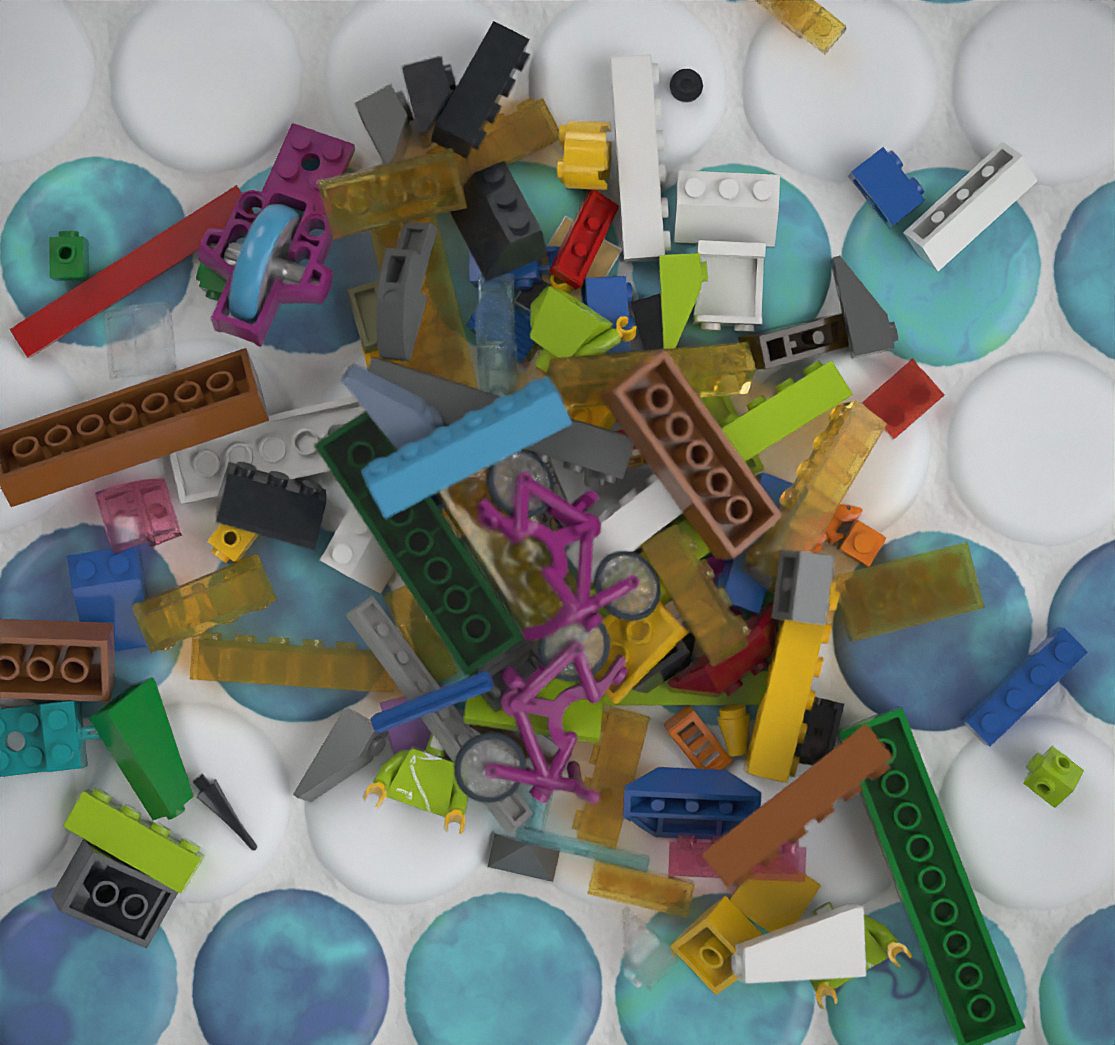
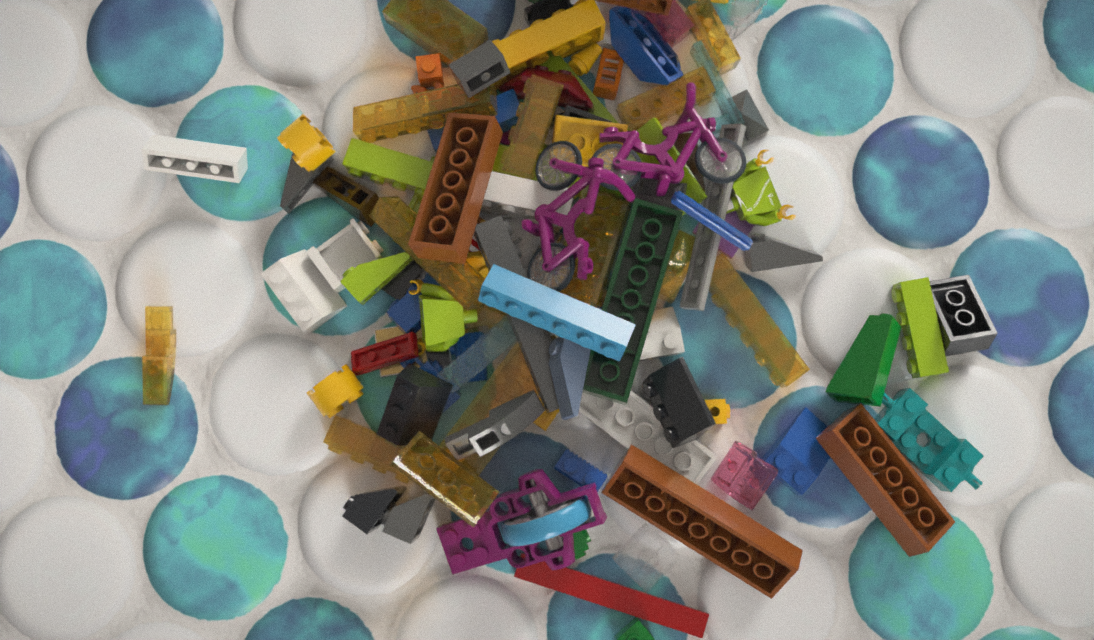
camera: 135 degrees left, 5 degrees down
(204, 603) = (762, 396): clear yellow brick -> none
(214, 799) = (859, 304): black piece -> none
(288, 345) = (579, 470): none -> blue brick
(364, 308) = (522, 444): olive tile -> none
(480, 90) = (346, 480): black brick -> none
(638, 157) = (314, 362): white brick -> none
(682, 95) = (259, 373): black plate -> none
(878, 337) = (306, 143): none -> yellow brick
(887, 186) = (221, 212): blue brick -> none
(903, 398) = (332, 112): clear red plate -> none

